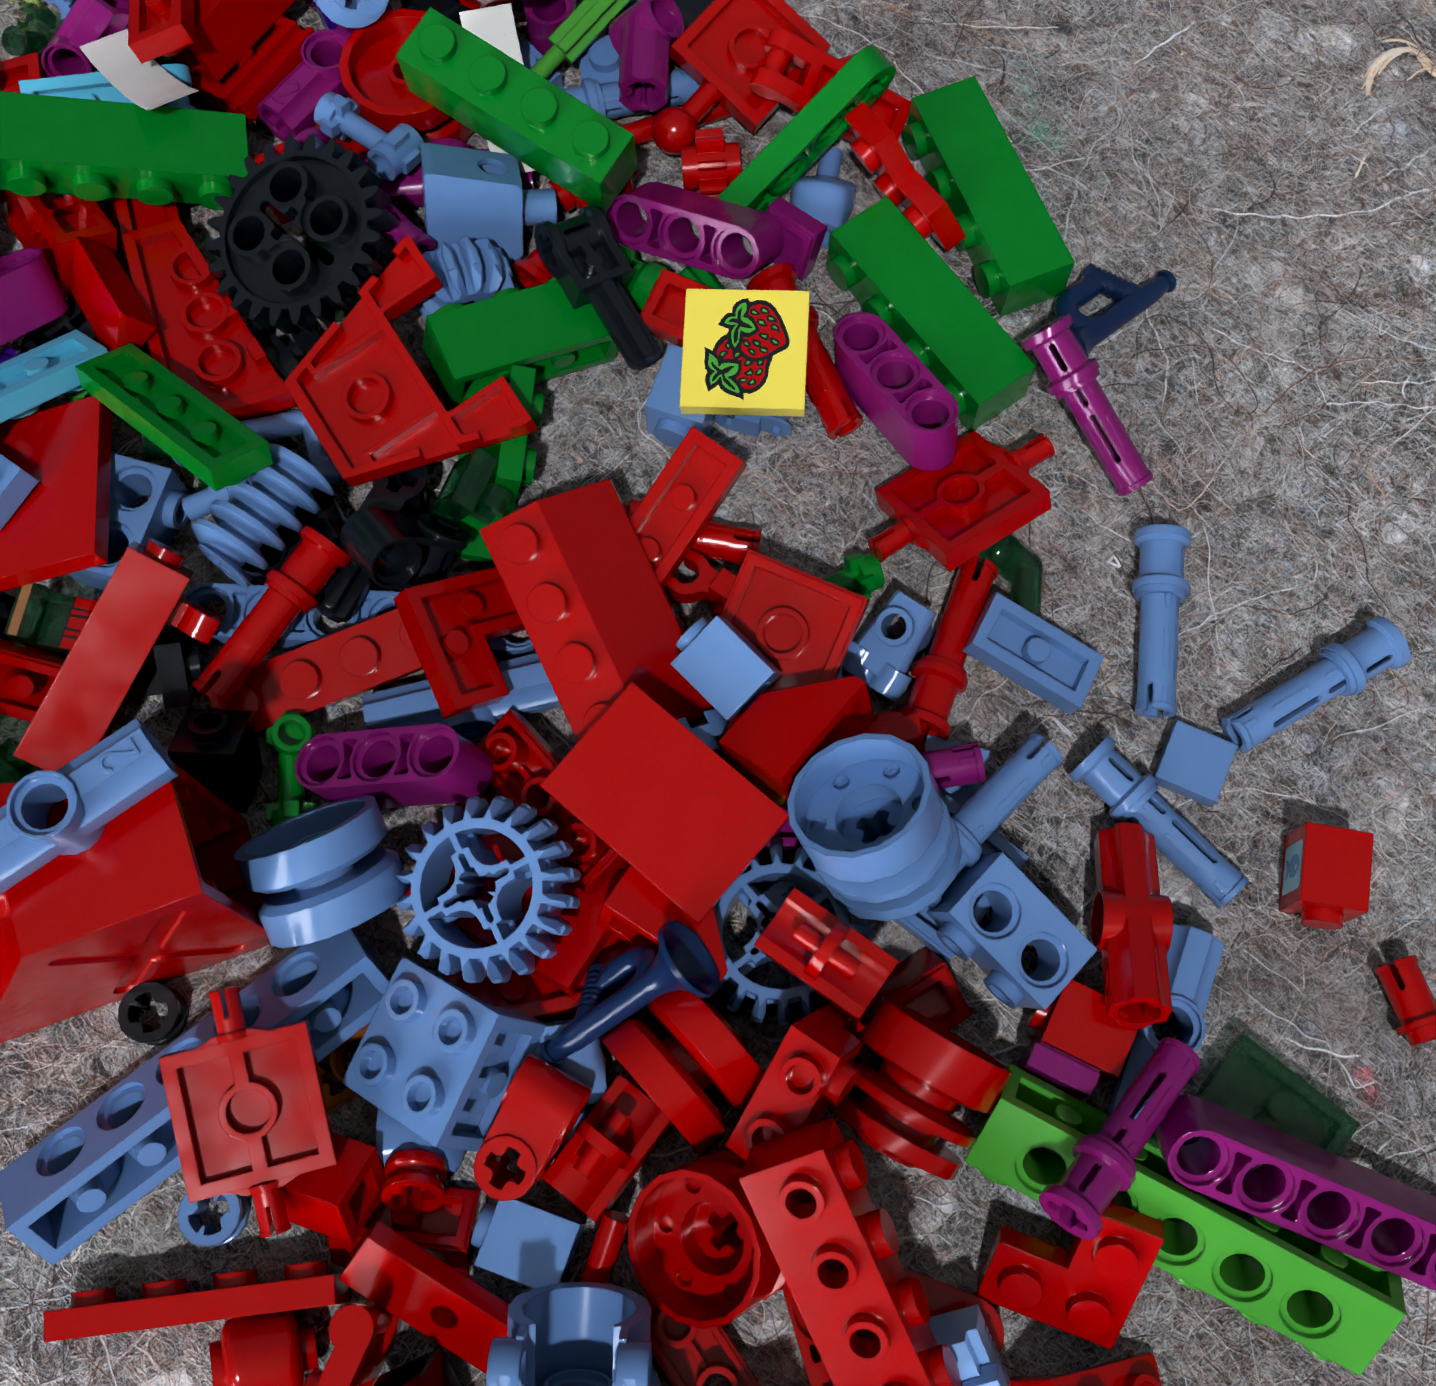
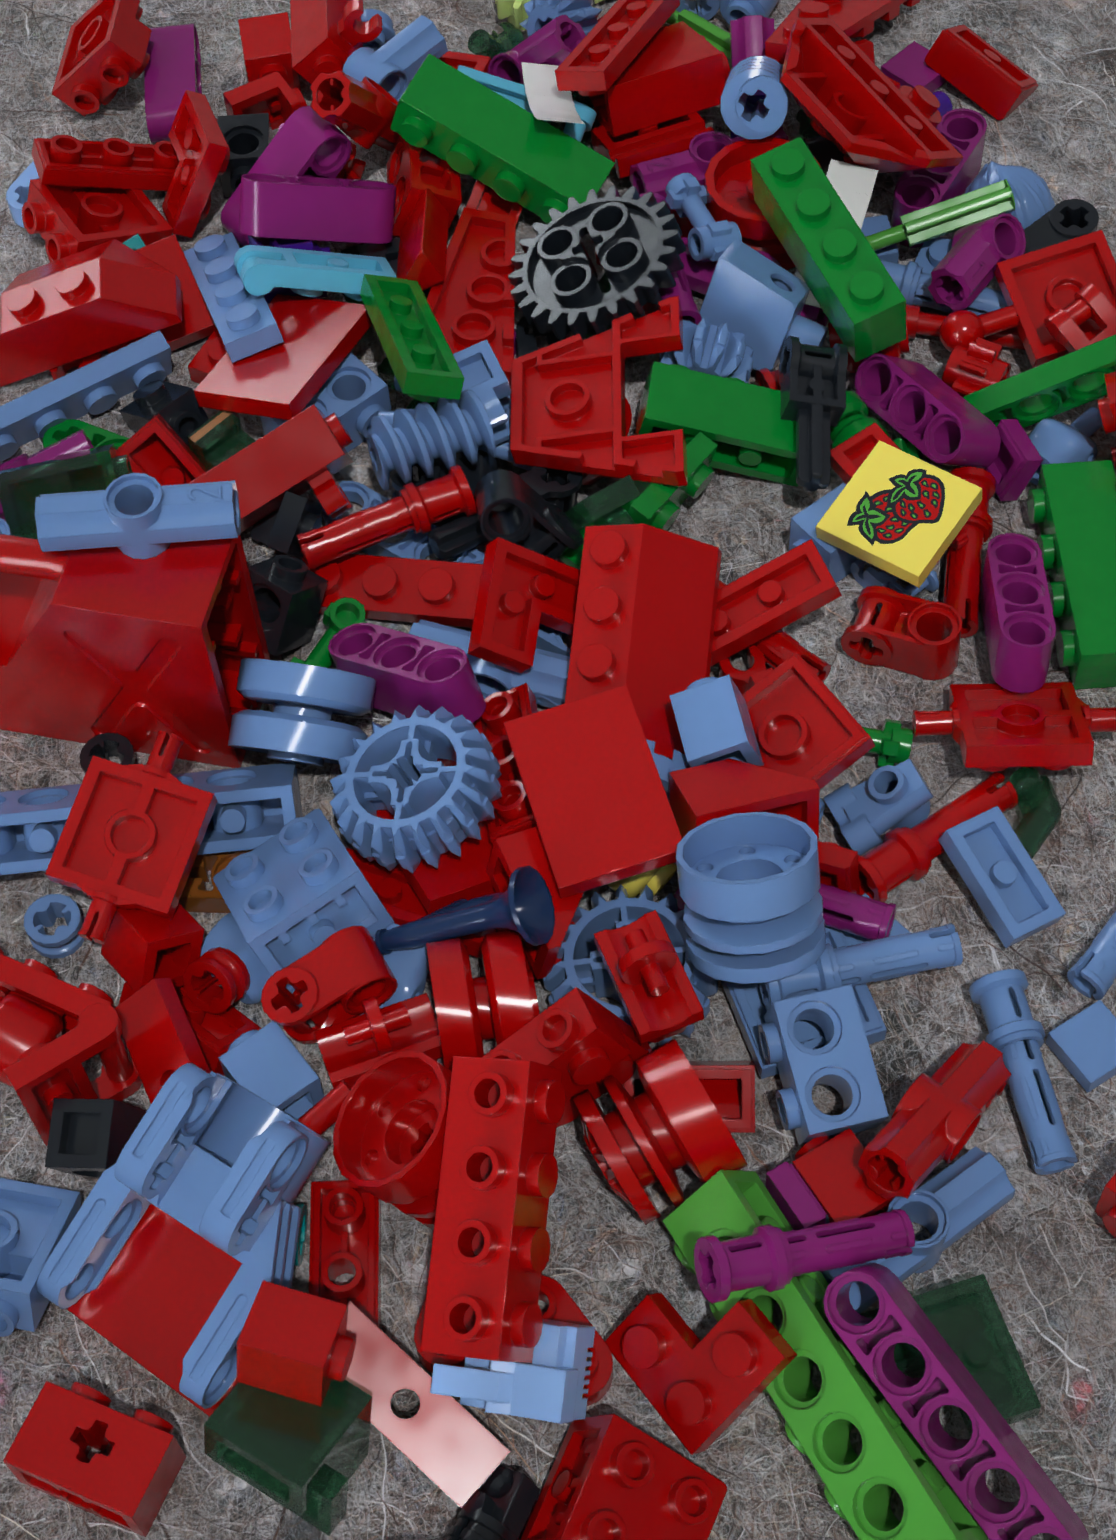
camera: 35 degrees right, 15 degrees down
(274, 421) = (488, 382): none -> medium blue plate
(800, 461) = (905, 634): none -> red piece

